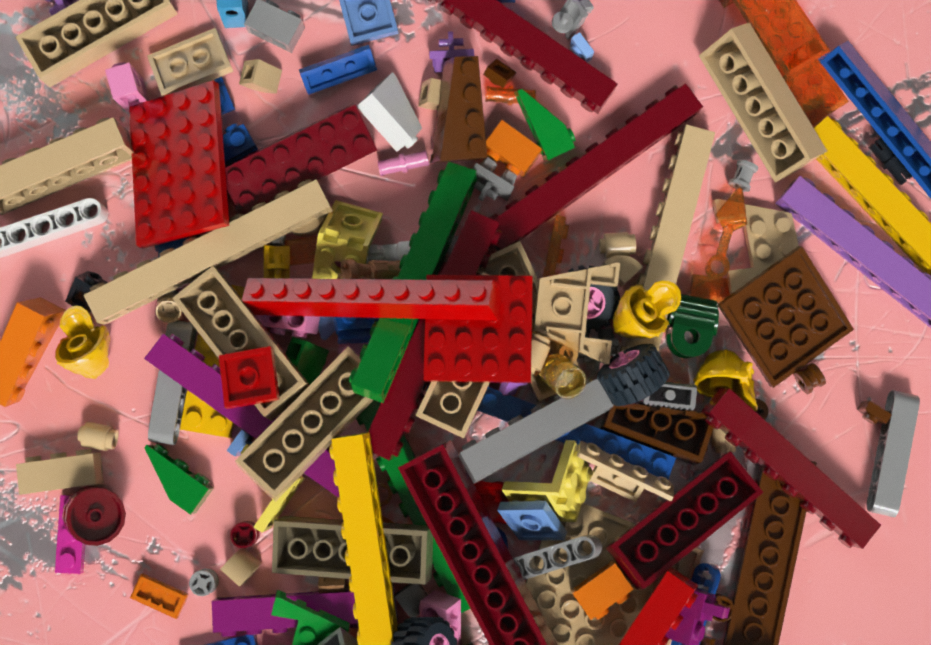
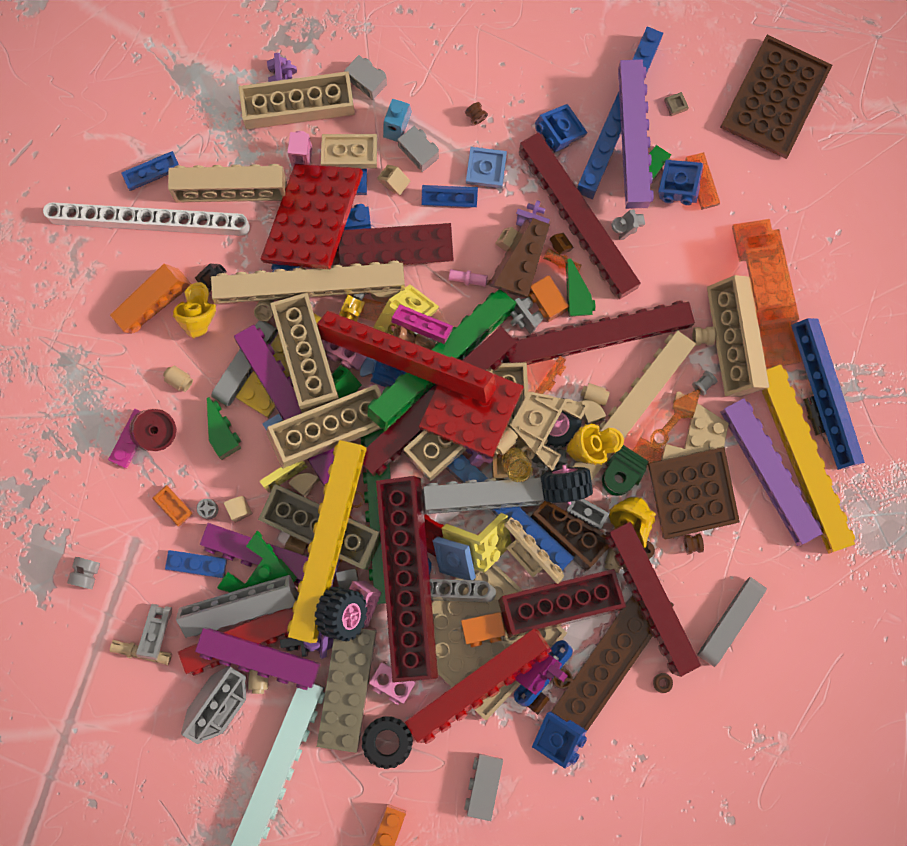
camera: 20 degrees right, 5 degrees down
(59, 472) = (141, 392): tan brick -> none
(244, 538) = (247, 485): dark red wheel -> none
(249, 377) = (300, 375): red plate -> none
(309, 501) = (304, 483): none -> tan brick
(372, 247) = (422, 324): none -> dark pink plate
(391, 113) = (474, 240): white slope -> none
(581, 47) = (625, 248): light blue plate -> none
(719, 117) = (703, 336): none -> tan wheel
(848, 561) = (669, 682): none -> reddish brown plate
(873, 413) = (729, 587): reddish brown plate -> none

